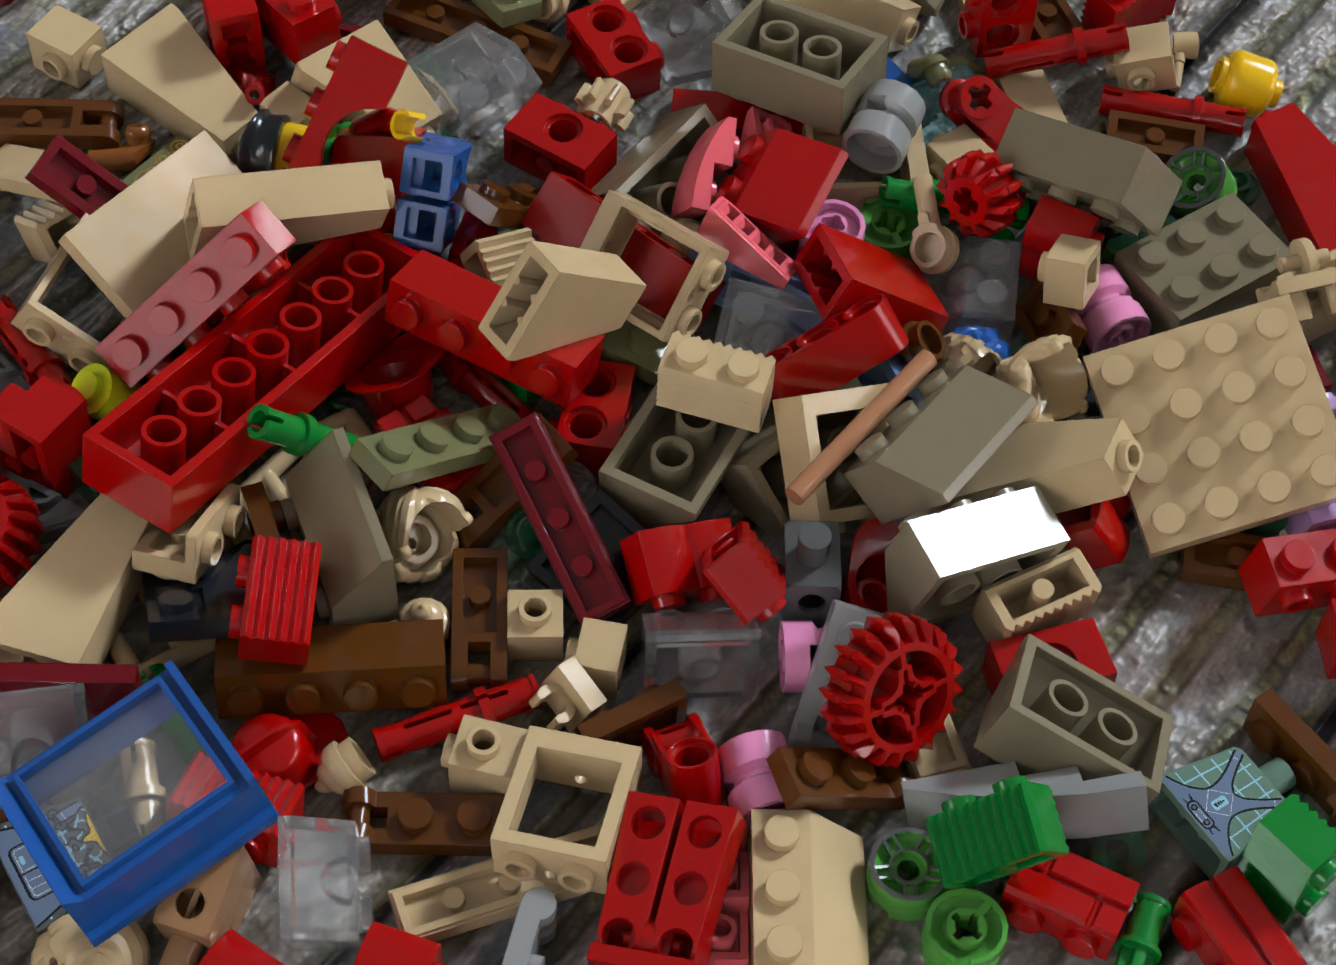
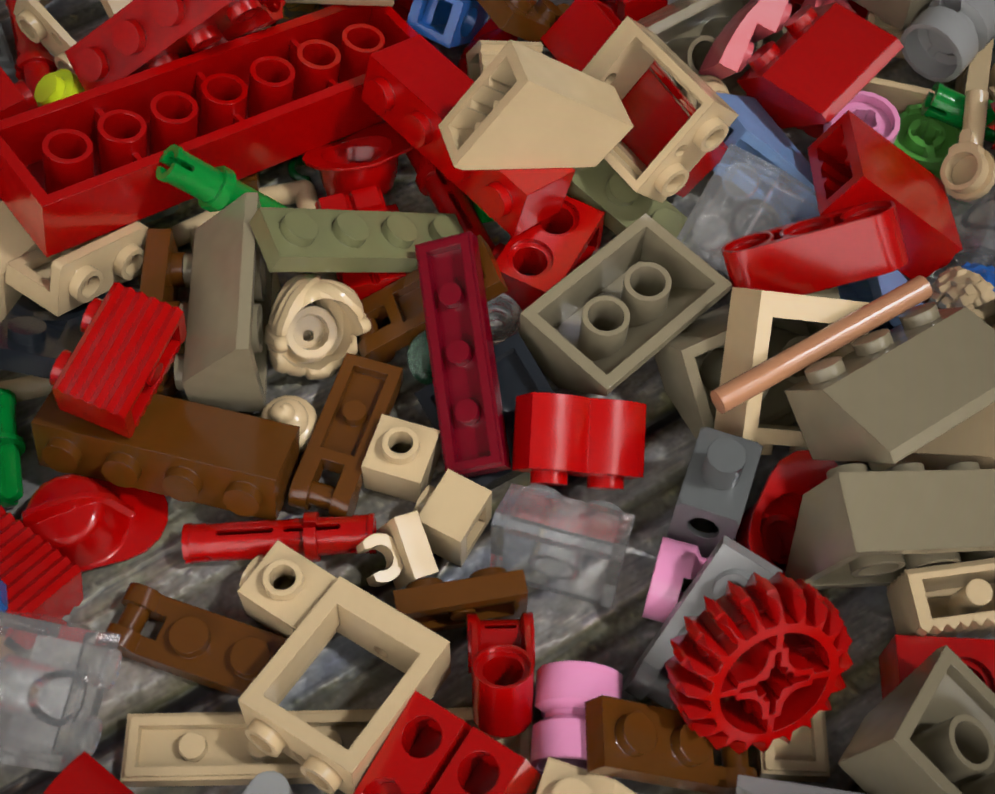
camera: 20 degrees right, 5 degrees up
(343, 767) = (142, 557): tan plate -> none
(715, 381) = (676, 250): tan brick -> none
(745, 574) = (633, 476): red brick -> none
(747, 244) = (762, 114): coral slope -> none
(922, 336) = (924, 261): reddish brown plate -> none

